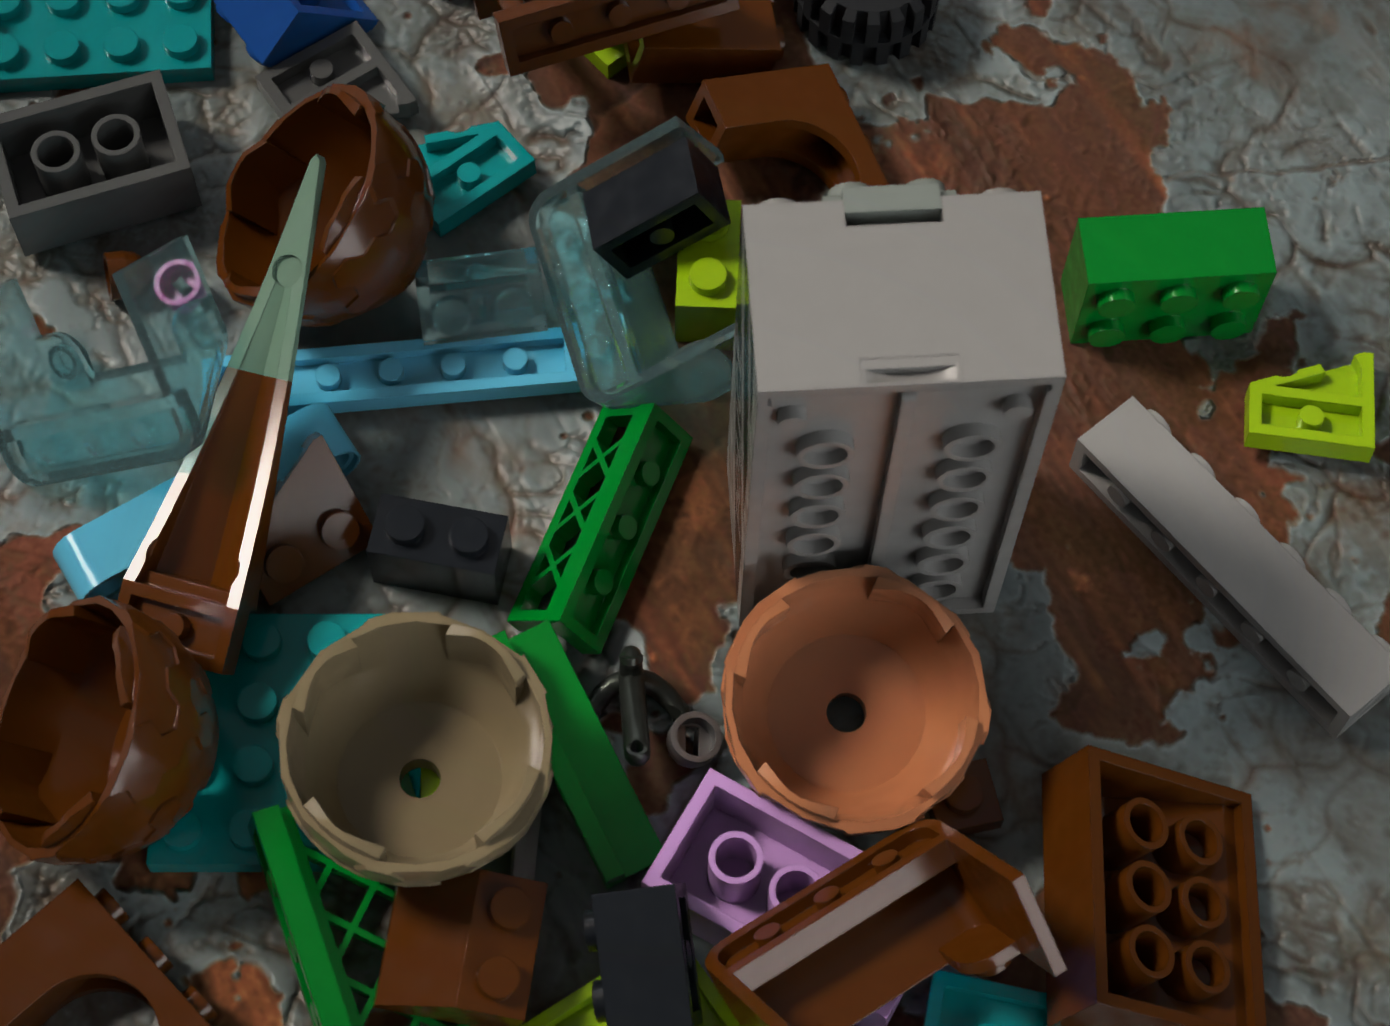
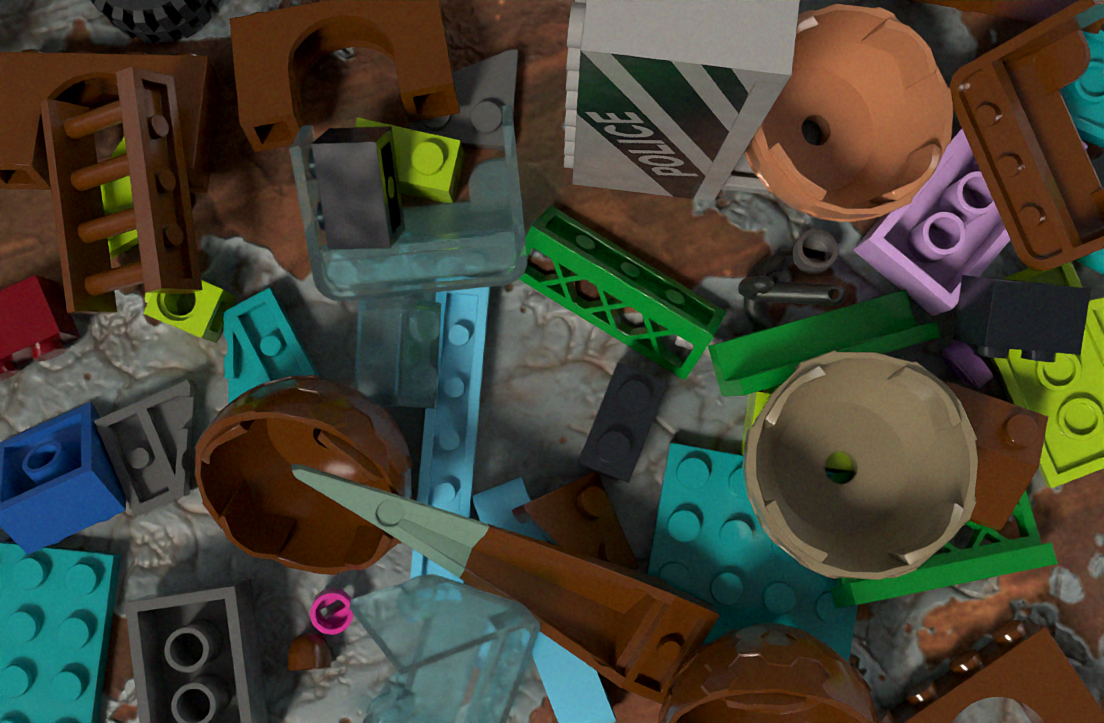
camera: 75 degrees left, 20 degrees up
(489, 103) = (205, 318): none -> lime brick
(572, 955) = (966, 365): none -> medium lavender tile

